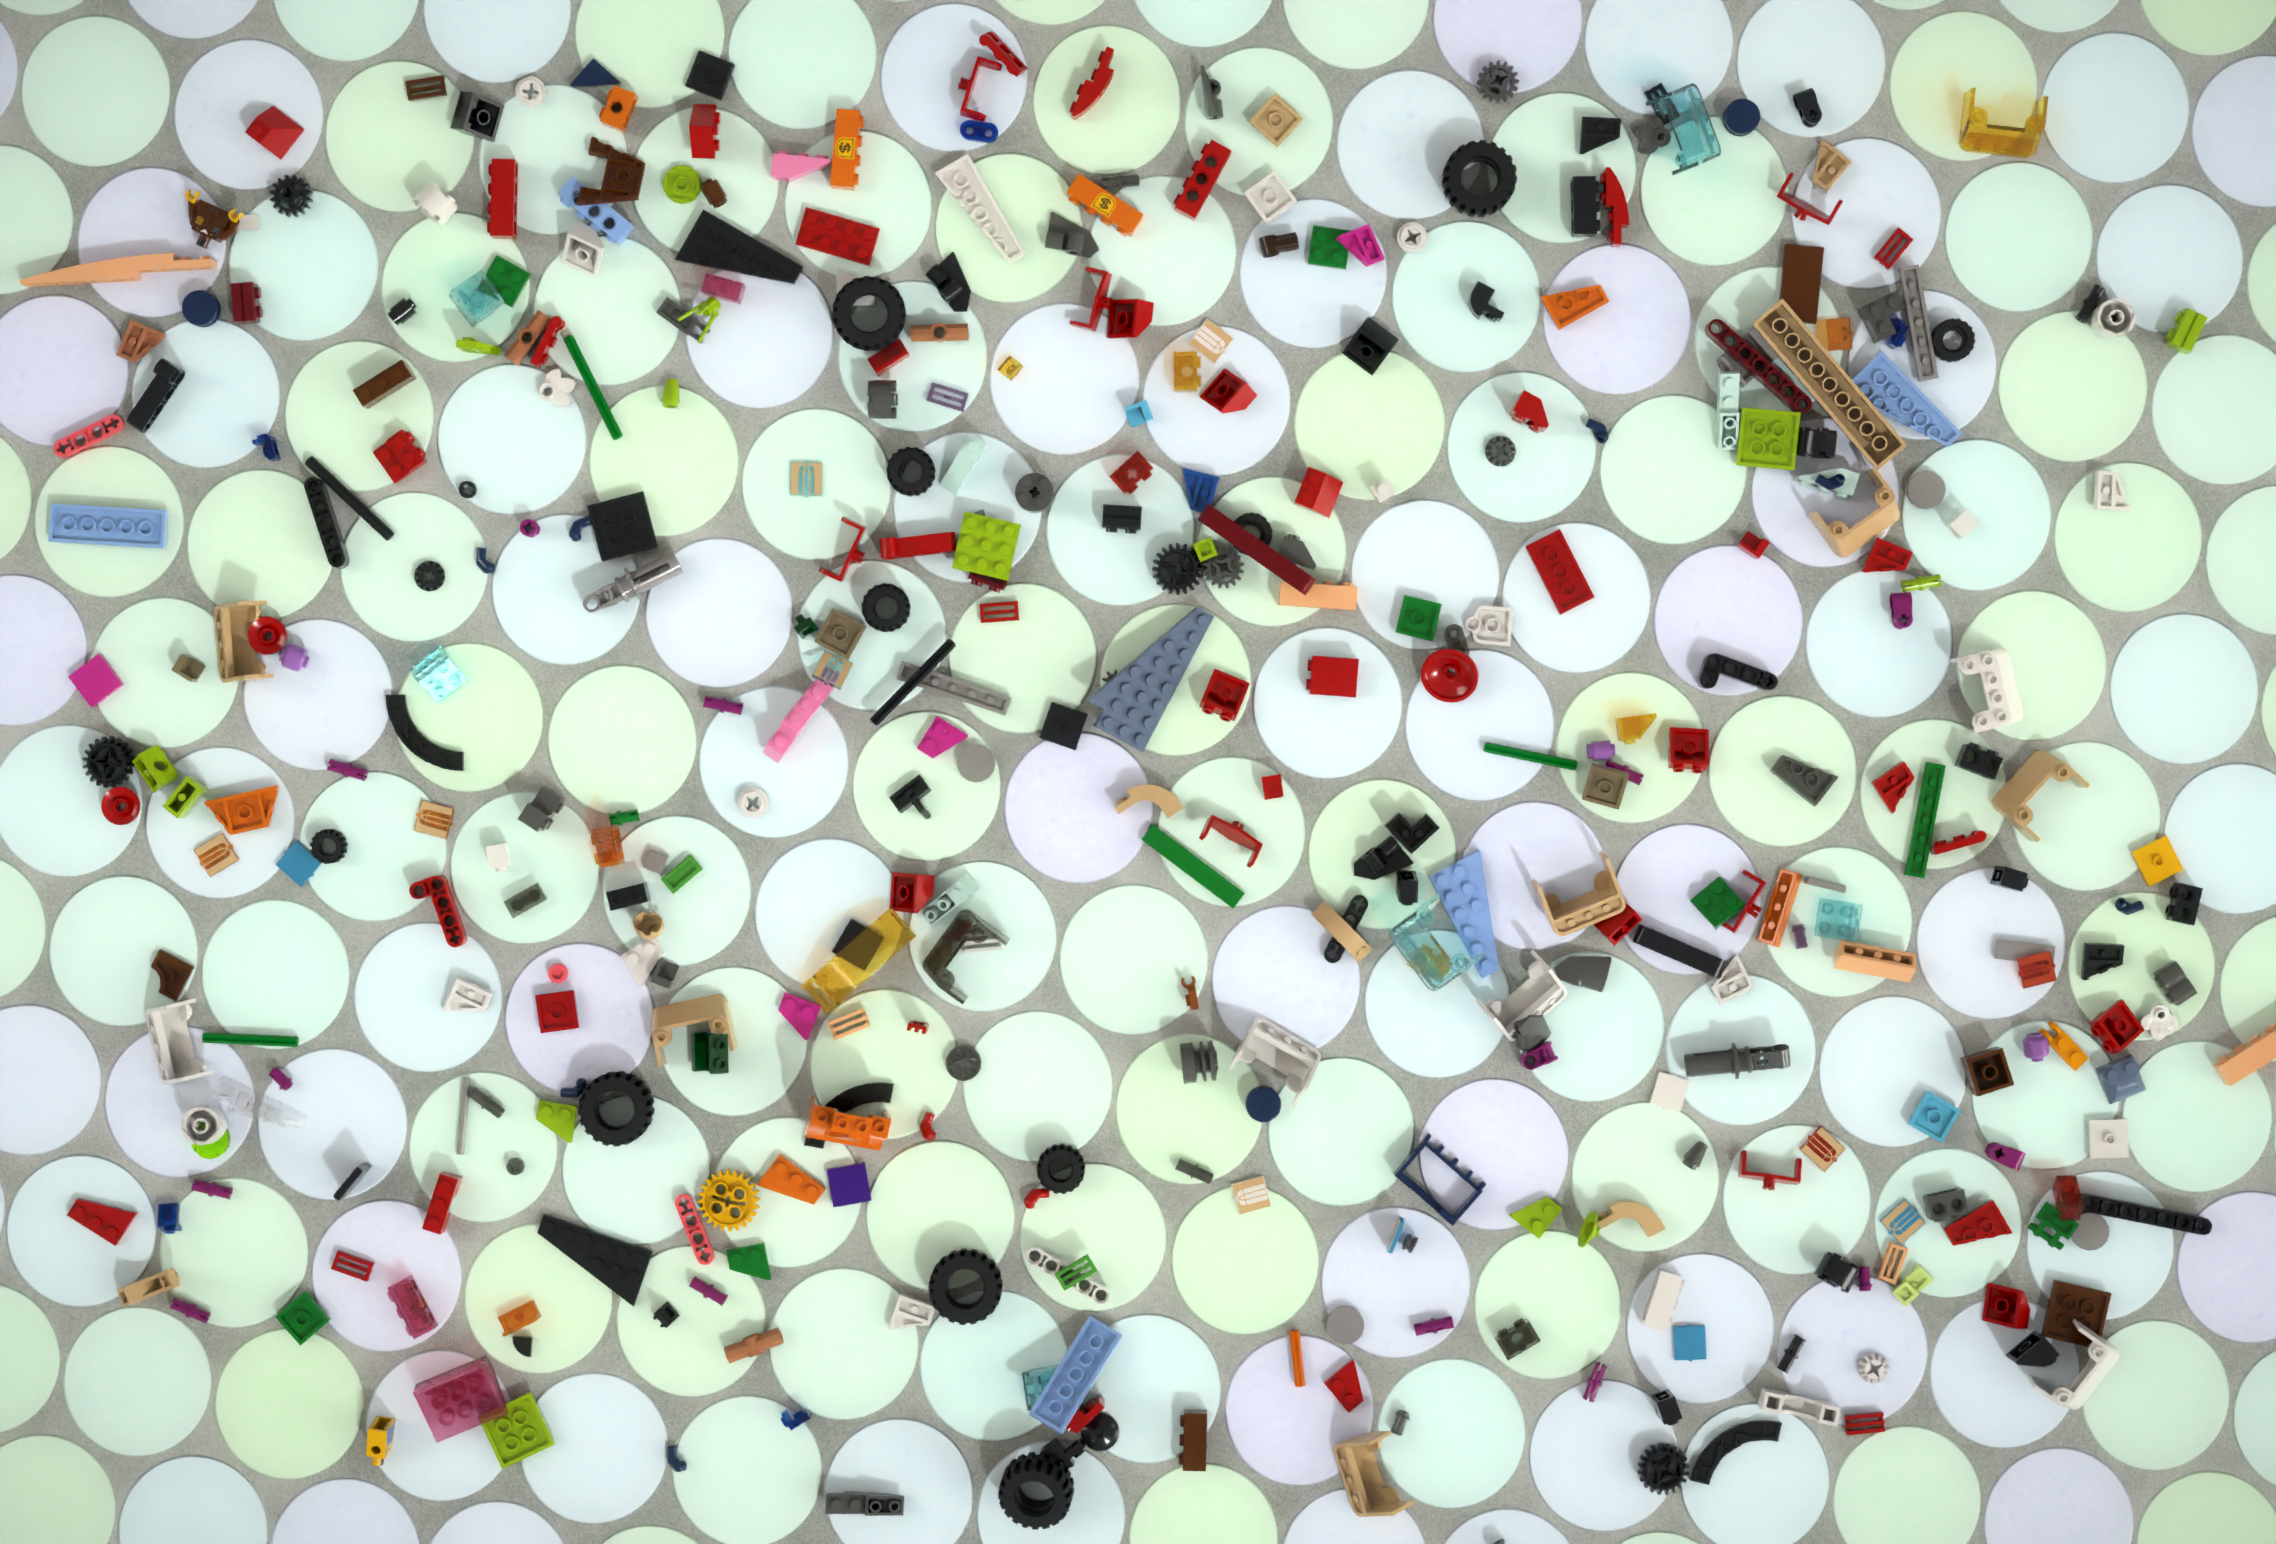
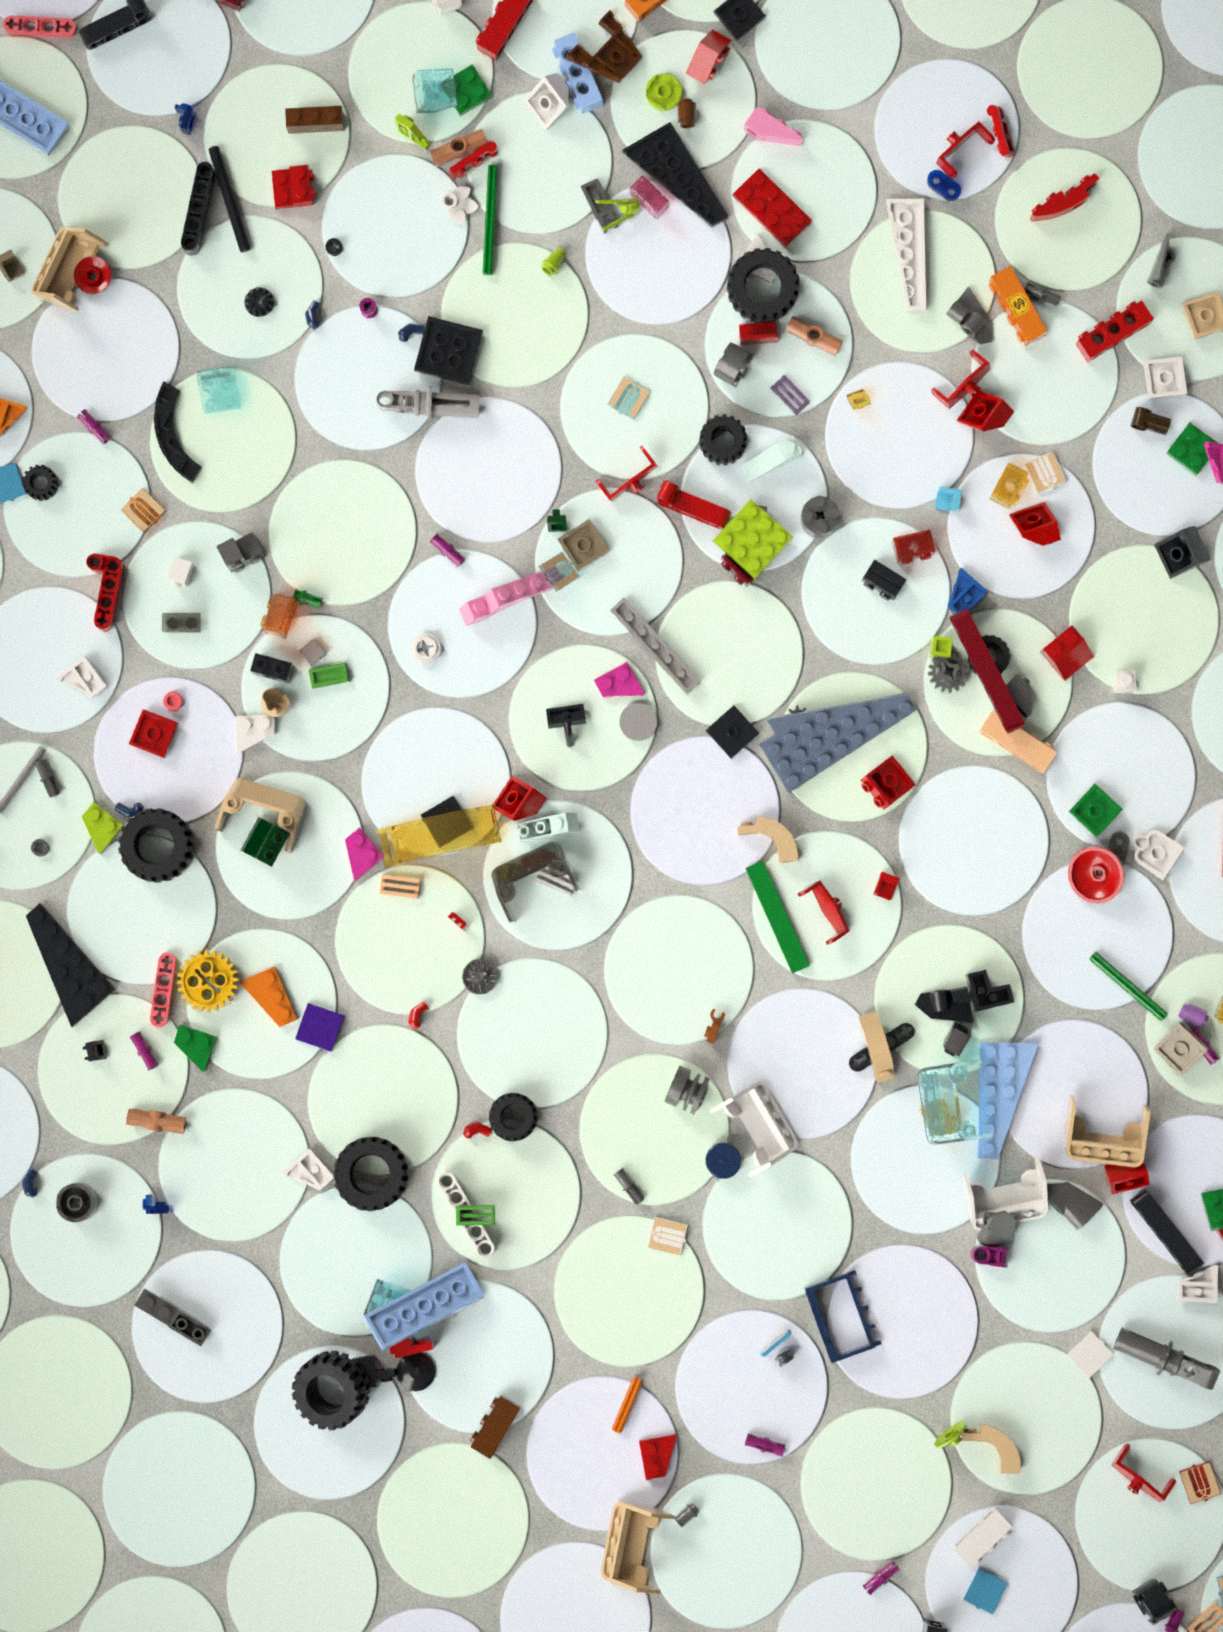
camera: 35 degrees right, 5 degrees down
(293, 657) = (104, 306): medium lavender head -> none
(402, 311) = (365, 67): black brick -> none
(665, 973) = (265, 753): dark grey panel -> none
(715, 1457) = (65, 1202): none -> dark grey brick
(845, 149) = (820, 138): orange brick -> none
(845, 1128) = (347, 971): orange panel -> none
(855, 1097) = (354, 953): black tile -> none
(874, 595) = (631, 528): black tyre -> none
(912, 682) = (623, 620): black axle -> none
(951, 283) = (847, 300): black panel -> none
(997, 604) = (741, 615): red tile -> none
(1172, 584) = (902, 644): black gear -> none
(1332, 676) = (992, 819): red panel -> none
(1345, 1325) = (686, 1399): light grey tile -> none
(1528, 1338) = (823, 1505): clear smoke brick -> none
(1537, 1216) = (911, 1398): lime wing -> none
(1695, 1155) = (1082, 1424): dark grey cone -> none

